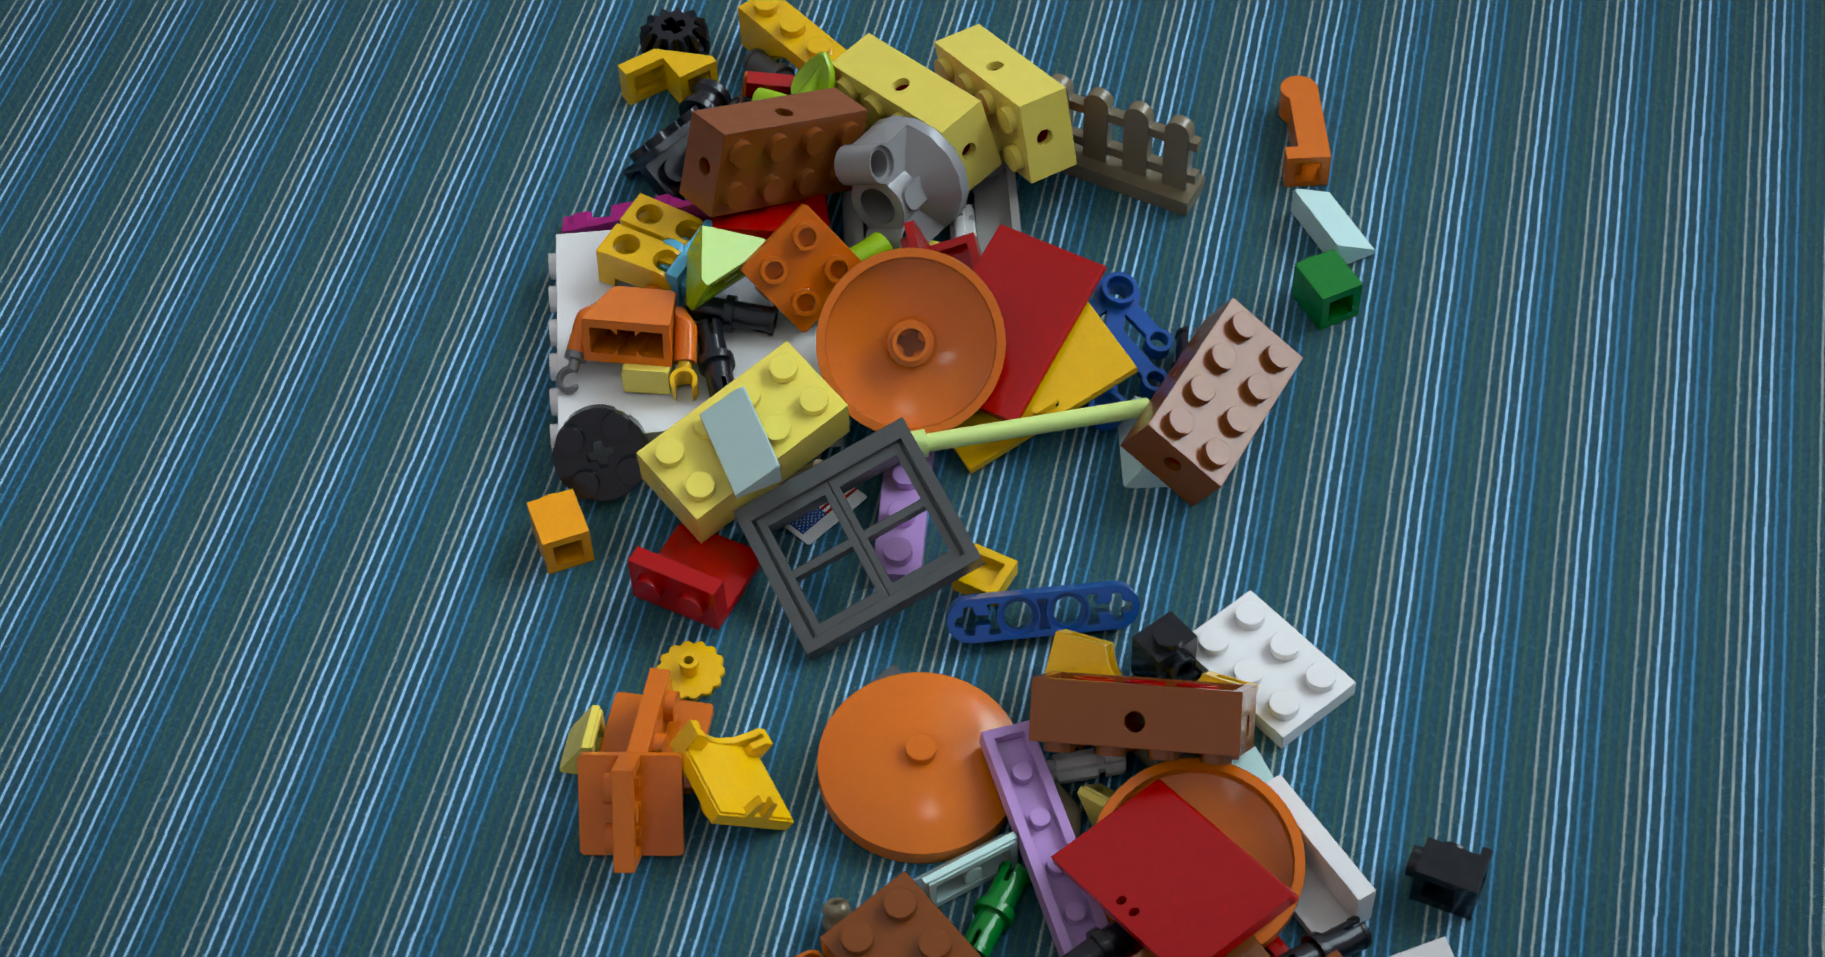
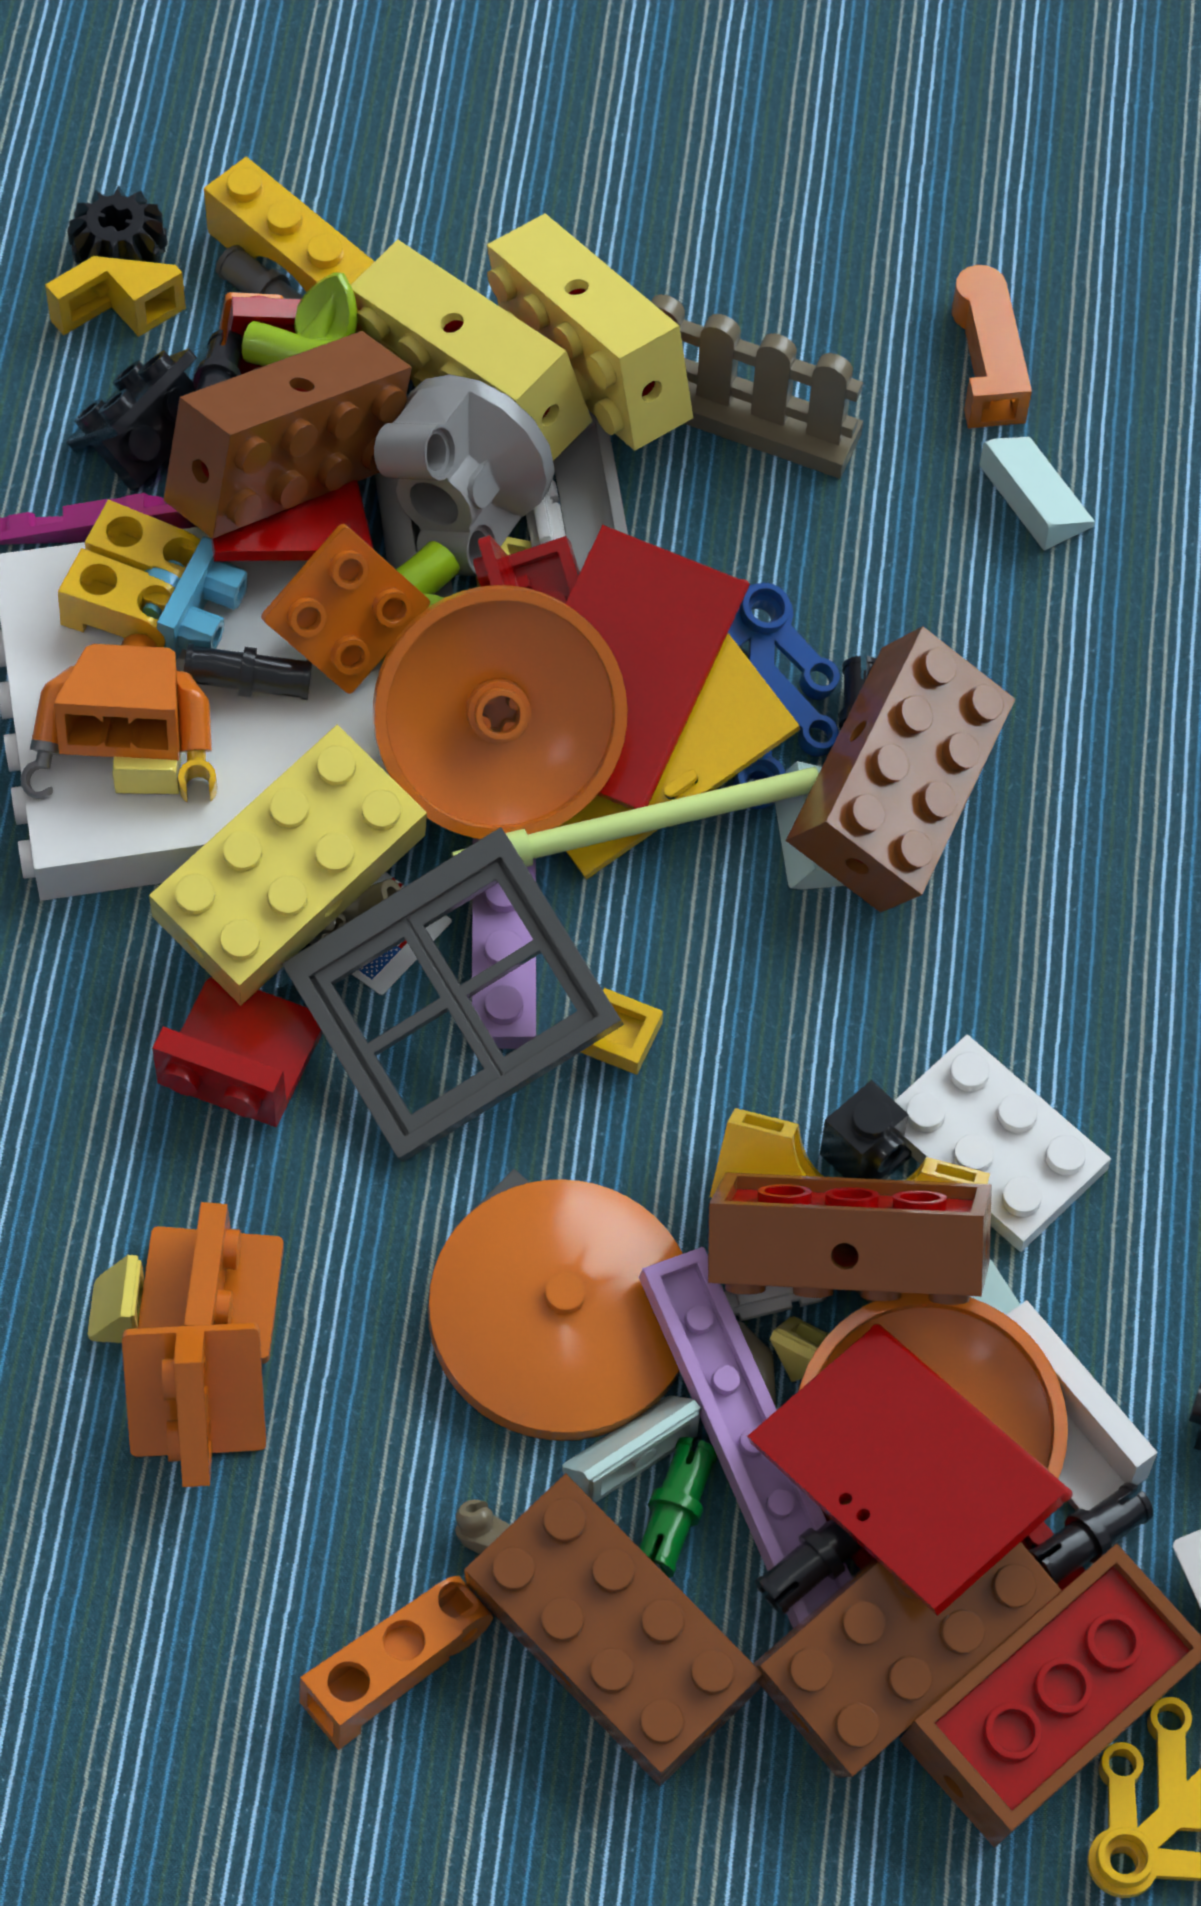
camera: 10 degrees left, 10 degrees up
(560, 531) = (50, 997): light orange brick -> none
(576, 440) = (79, 917): black plate -> none
(693, 669) = (250, 1185): yellow piece -> none
(703, 94) = (172, 329): black wheel -> none
(715, 360) = (236, 745): black pin -> none
(716, 262) = (224, 604): lime slope -> none
(732, 778) = (322, 1346): yellow piece -> none
(741, 443) = (291, 880): light aqua slope -> none
(1042, 618) = (701, 1092): blue beam -> none
(1326, 289) = (1036, 587): green brick -> none

